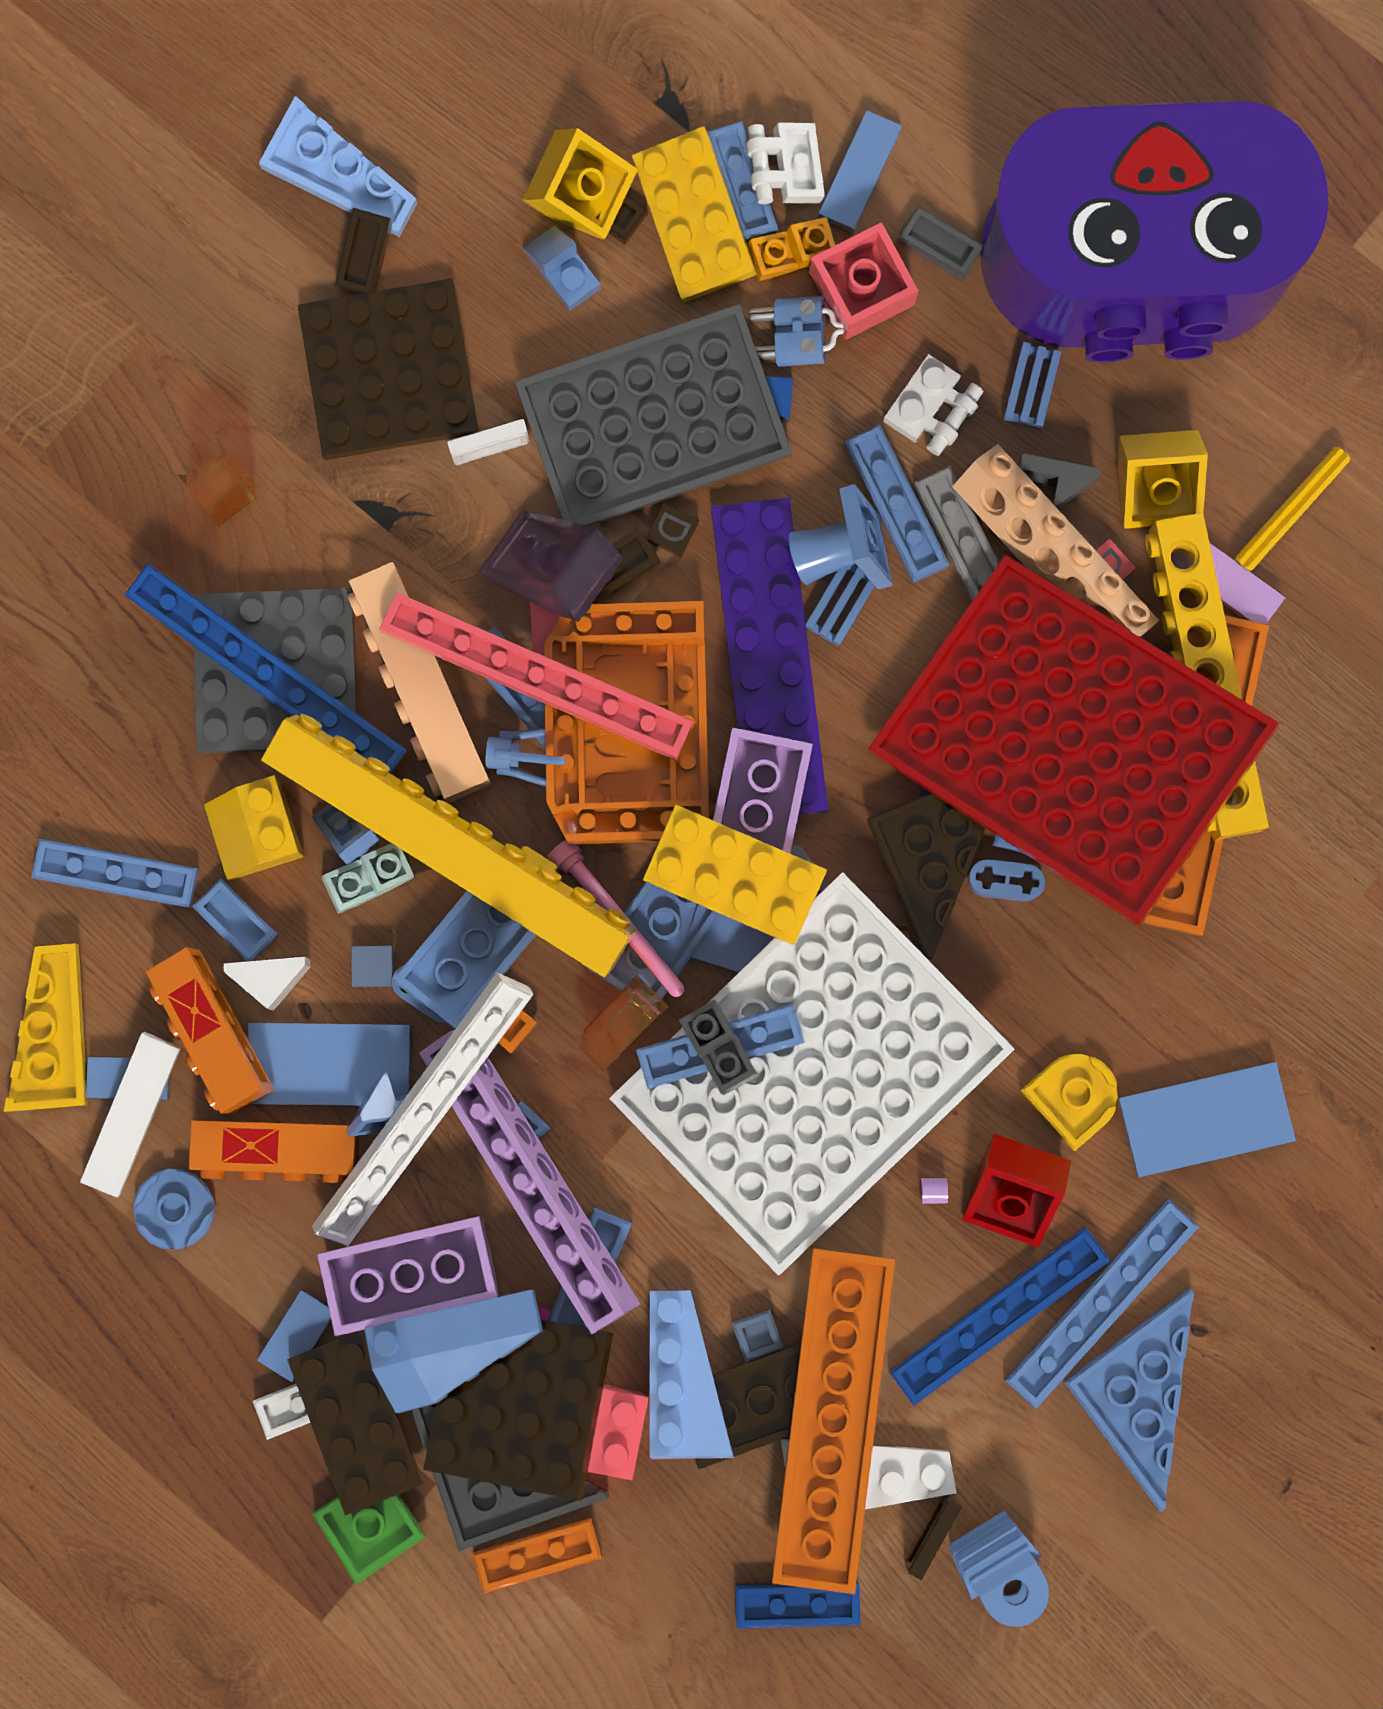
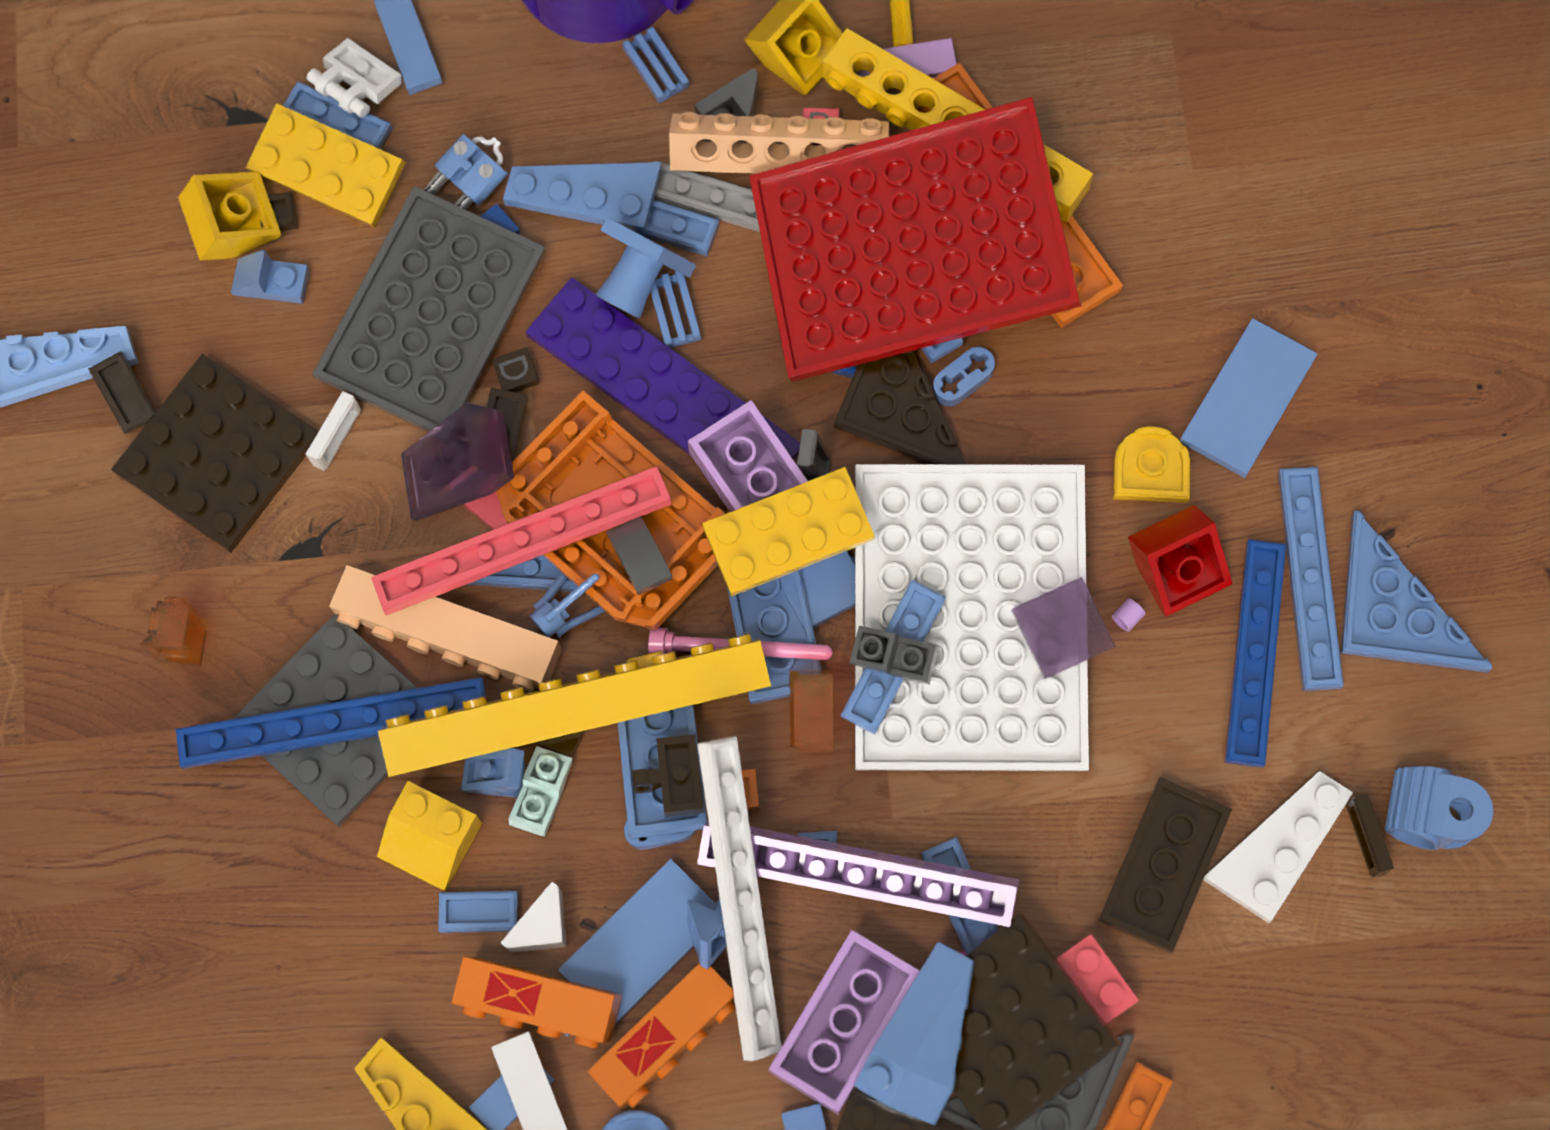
camera: 40 degrees left, 10 degrees down
(115, 873) = (360, 965): medium blue tile -> none
(372, 966) = (604, 847): sand blue tile -> none
(468, 972) = (676, 775): none -> dark brown plate
(611, 776) = (639, 555): none -> dark grey slope
(683, 1394) = (1112, 910): light blue wing -> none
(757, 1335) = (1116, 826): sand blue tile -> none
(791, 249) = (414, 126): light orange slope -> none
(792, 1606) = (1331, 975): blue tile -> none
(819, 833) = (813, 455): none -> flat silver tile
(833, 1421) = (1226, 825): orange plate -> none
(863, 280) = (480, 98): coral brick -> none
(867, 1154) = (1063, 628): none -> clear purple tile
(873, 445) = (587, 191): none -> medium blue wing
(922, 399) = (593, 134): white plate -> none
(940, 243) = (505, 36): dark grey tile -> none

